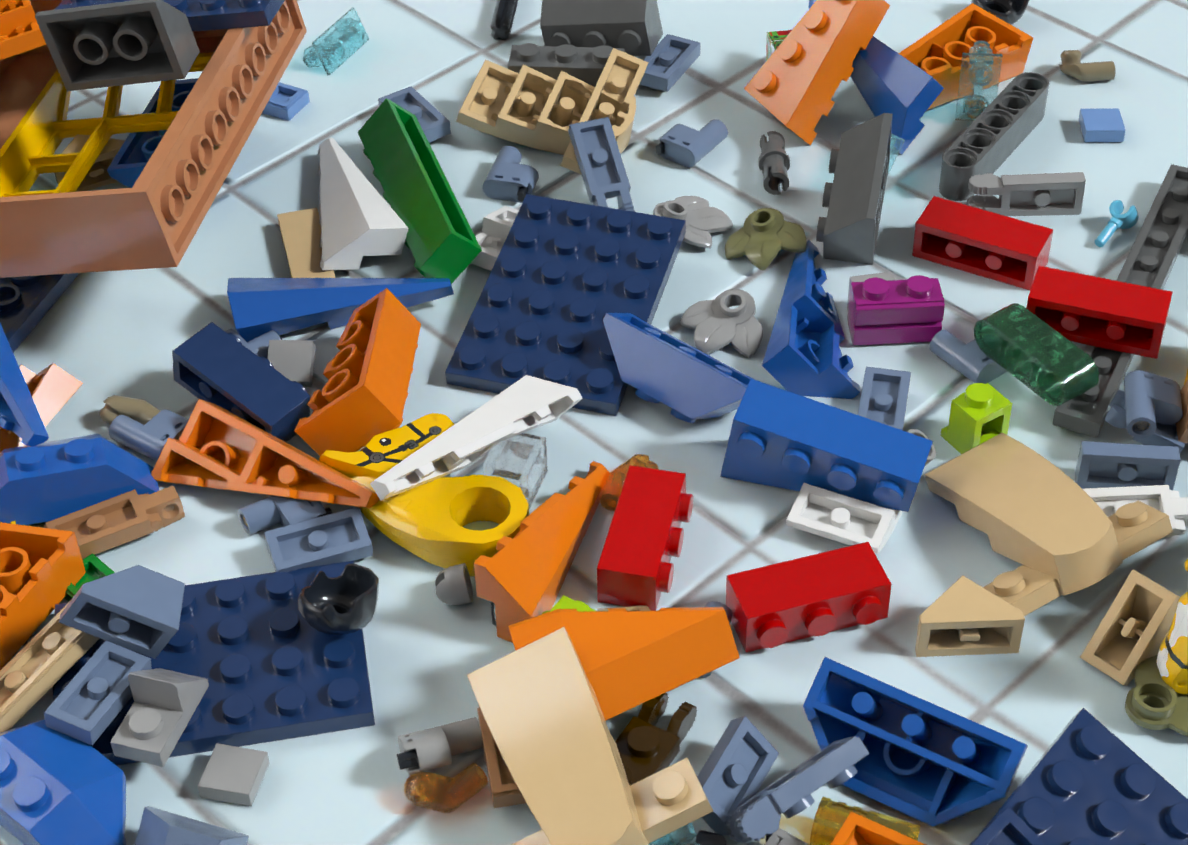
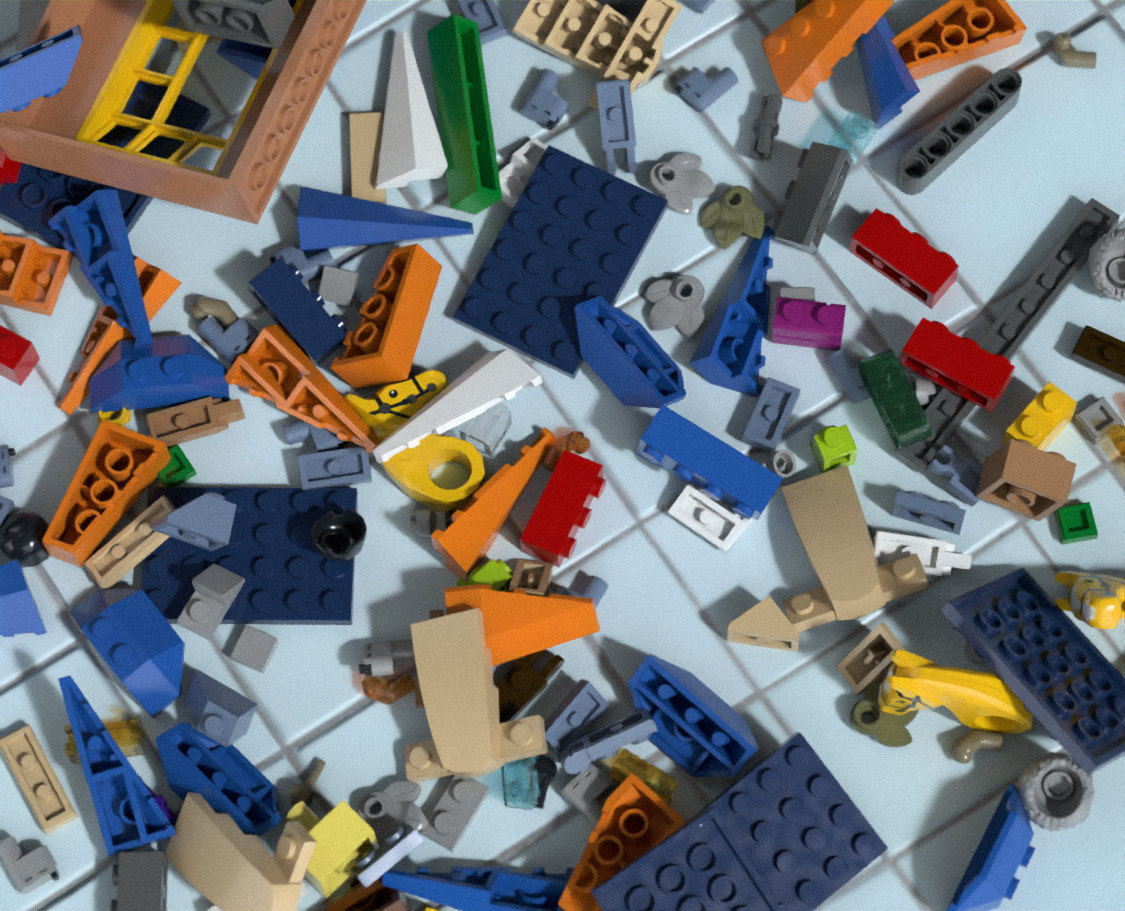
camera: 15 degrees right, 25 degrees up
(95, 693) = (172, 579): sand blue plate -> none
(808, 596) = (662, 585): red brick -> none
(977, 81) = (959, 74): clear light blue hinge -> none
(1028, 193) = (959, 208): light grey hinge -> none
(1101, 125) = (1058, 129): medium blue tile -> none
(1117, 221) = (1024, 250): medium azure hand -> none
(1150, 400) = (960, 460): sand blue piece -> none

